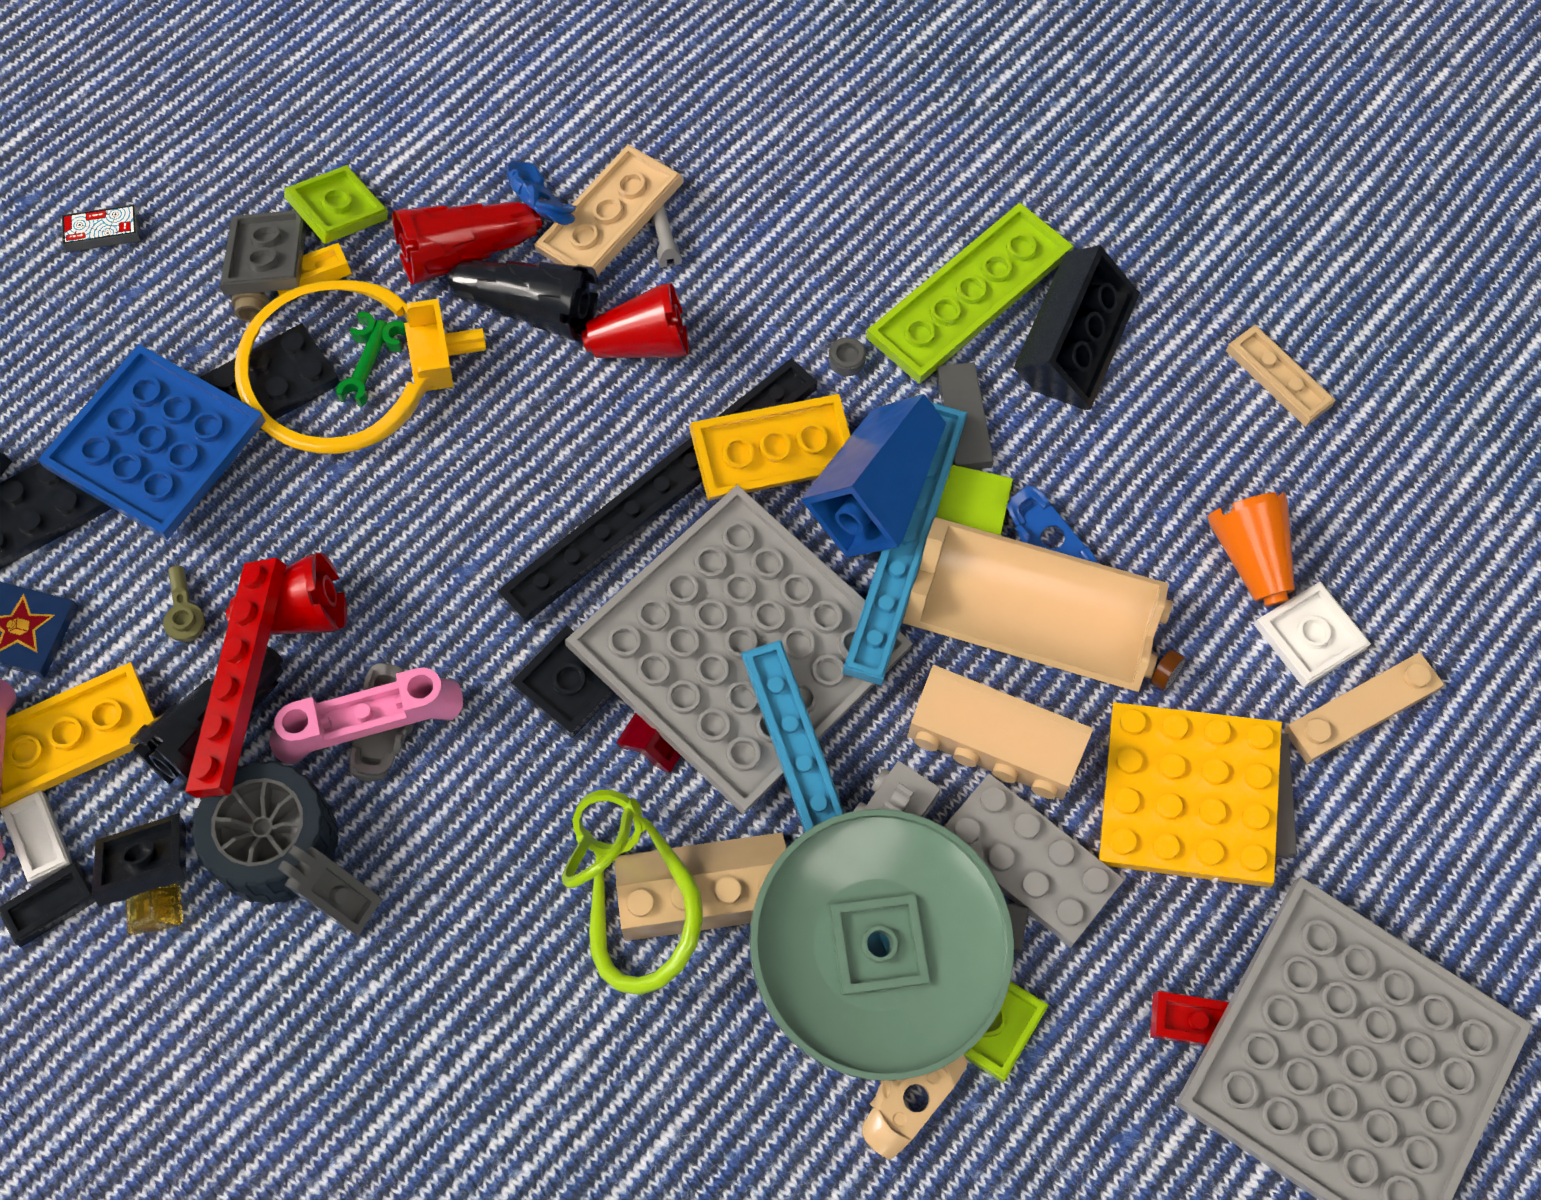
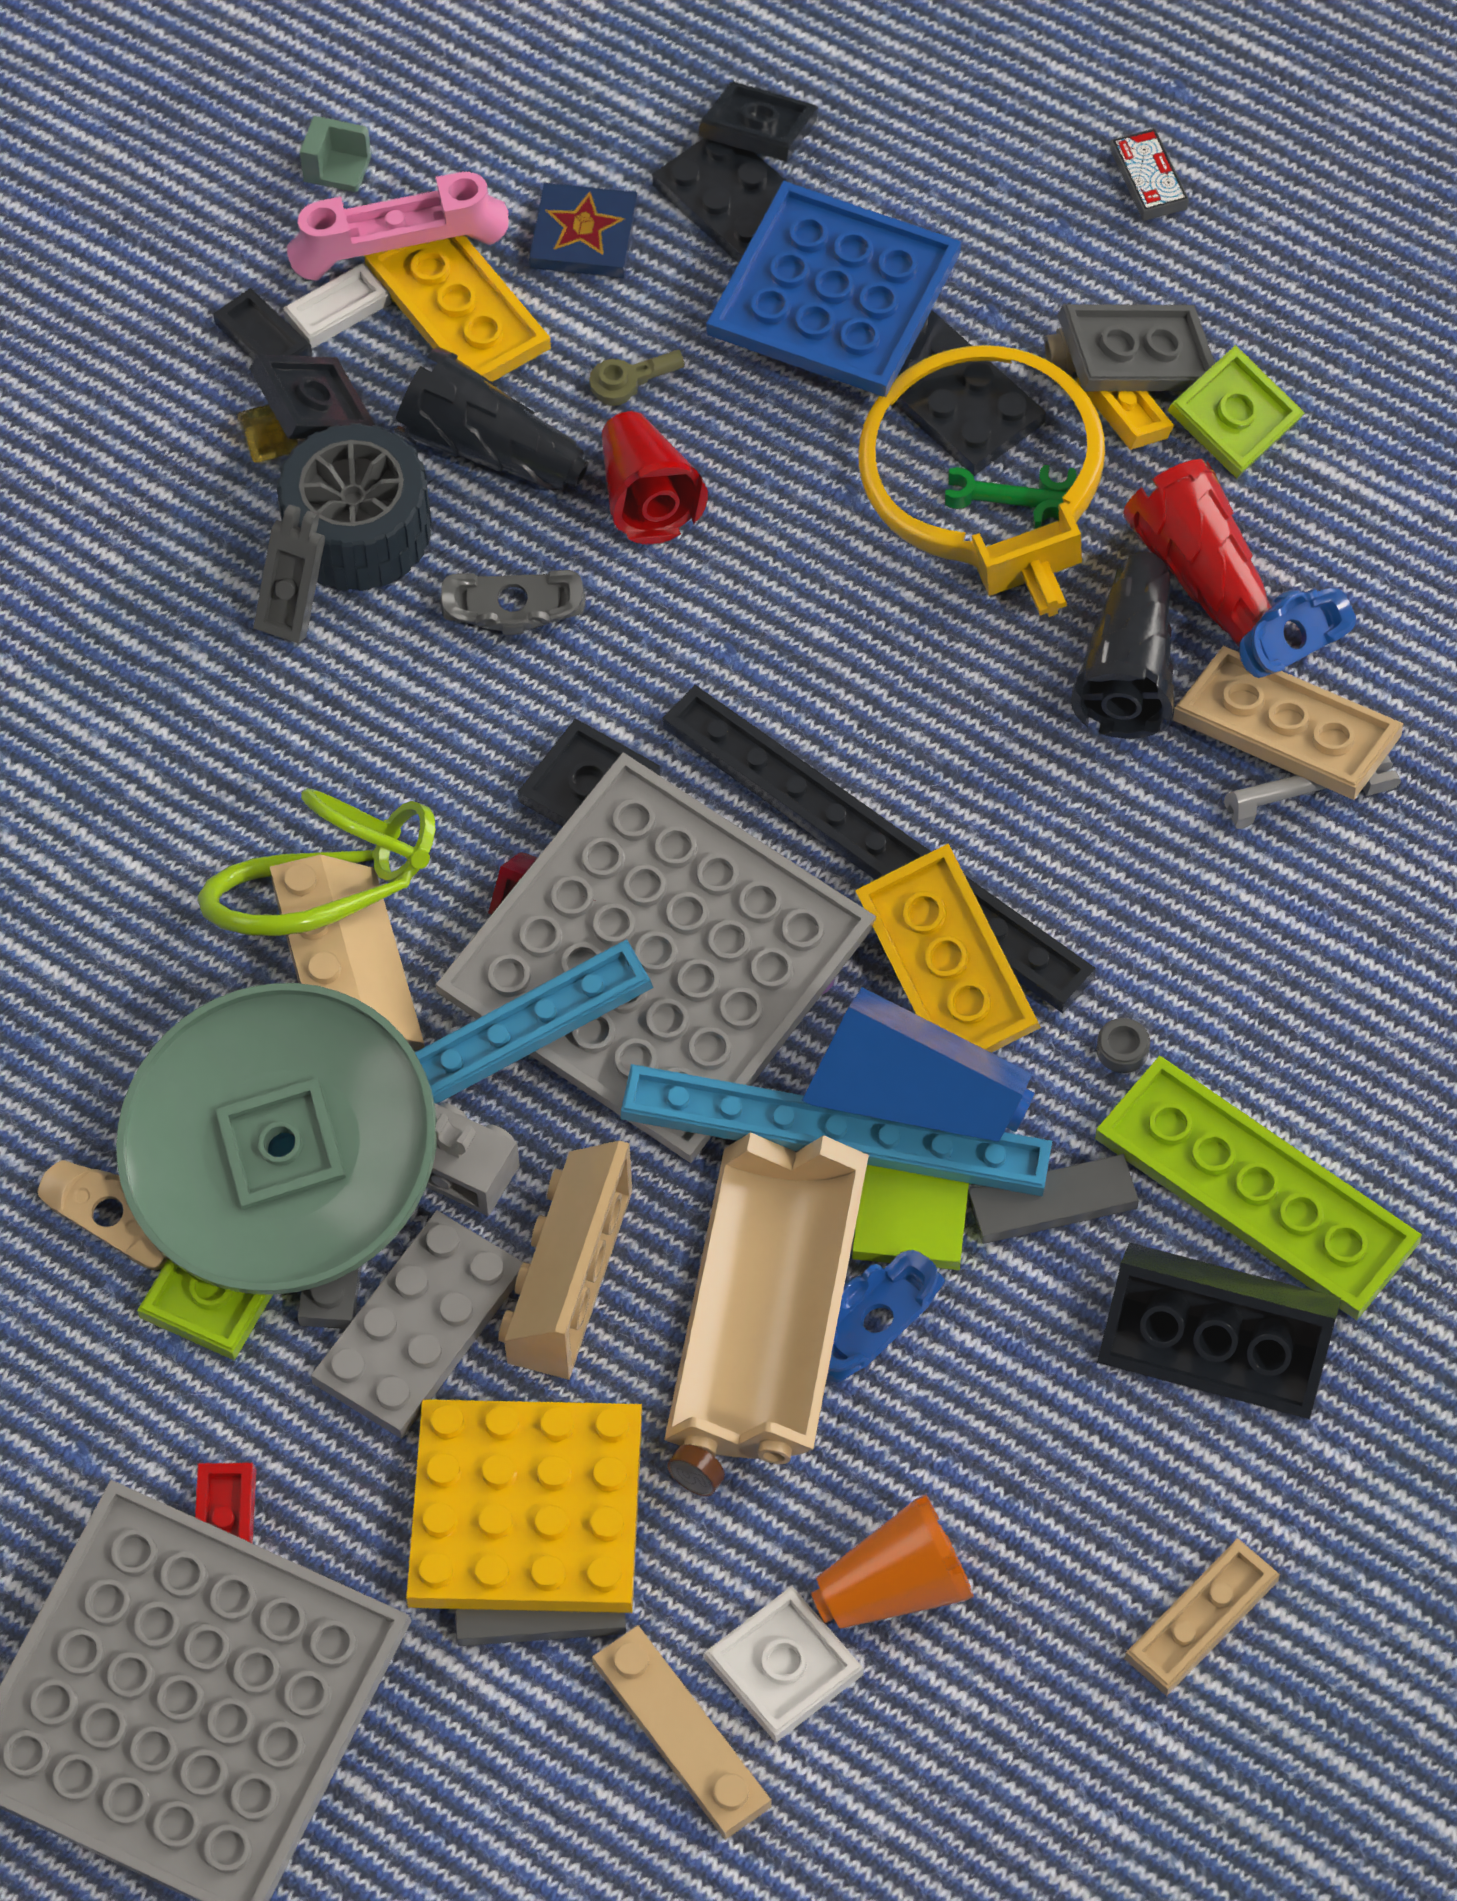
camera: 85 degrees right, 5 degrees down
(236, 679) = (523, 426): red plate -> none
(312, 726) = (517, 587): bright pink plate -> none
(640, 327) = (1106, 789): red cone -> none

